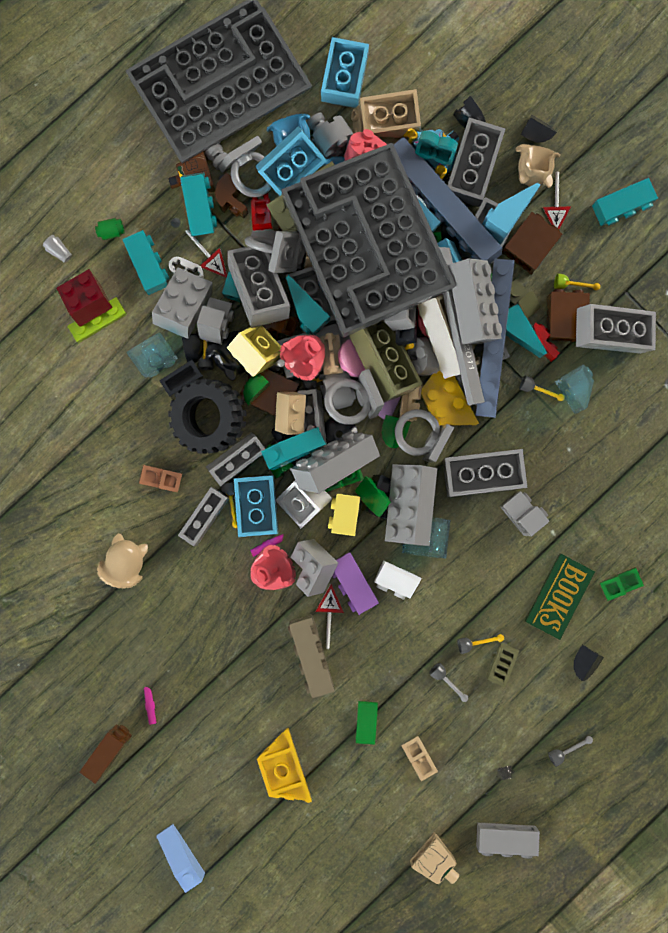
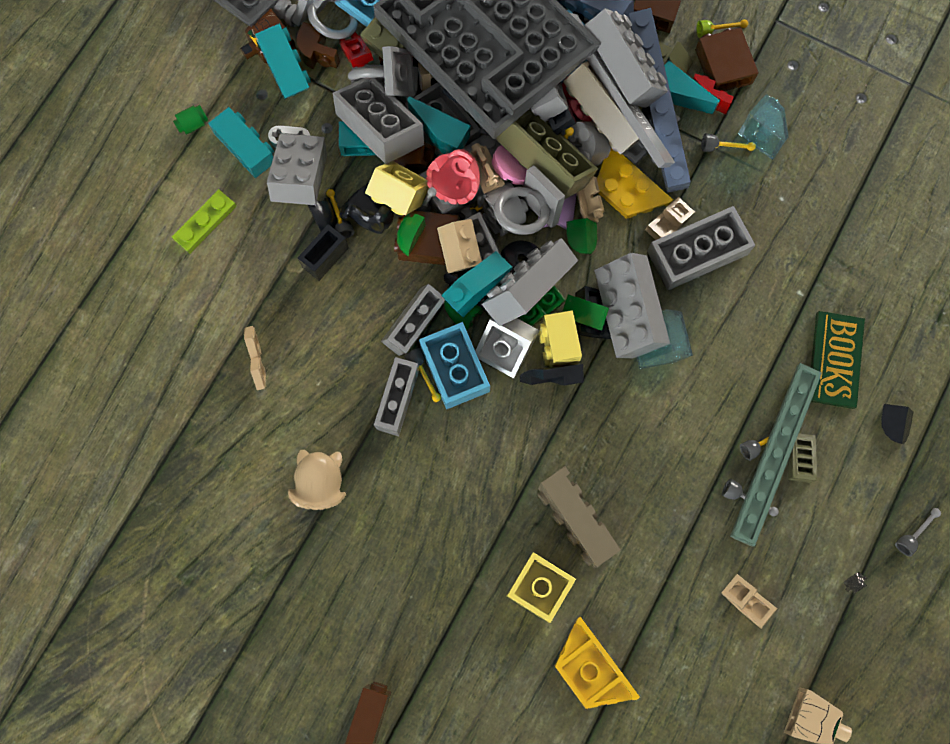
camera: 20 degrees left, 10 degrees down
(55, 247) = (134, 157): light grey cone -> none
(84, 298) = (183, 197): dark red brick -> none
(105, 440) = (254, 349): none -> tan tile
(149, 706) = (402, 647): dark pink piece -> none
(152, 355) = (280, 235): clear light blue slope -> none
(160, 478) = (331, 373): nougat slope -> none
(184, 420) = (338, 270): black tyre -> none
(214, 262) = (318, 122): piece -> none
(214, 320) = (340, 178): light grey brick -> none
(265, 699) = (541, 587): none -> light yellow brick
(273, 569) = (497, 431): coral hair -> none
(274, 541) = (480, 409): dark pink piece -> none
(316, 565) = (550, 412): light grey brick -> none
(329, 604) = (577, 454): piece -> none
(338, 542) = (560, 375): none -> black slope
(354, 584) = (596, 418): medium lavender brick -> none
(366, 722) = (671, 578): green slope -> none
(397, 580) = (646, 396): white slope -> none
(434, 442) = (633, 231): light grey tile -> none
(470, 439) = (670, 220): none -> tan slope
(482, 656) = (775, 455): none -> sand green tile
(507, 840) = (891, 664): light grey brick -> none
(525, 516) = (763, 281): light grey brick -> none
(616, 329) = (784, 52): light grey brick -> none
(621, 584) = (899, 323): green slope -> none

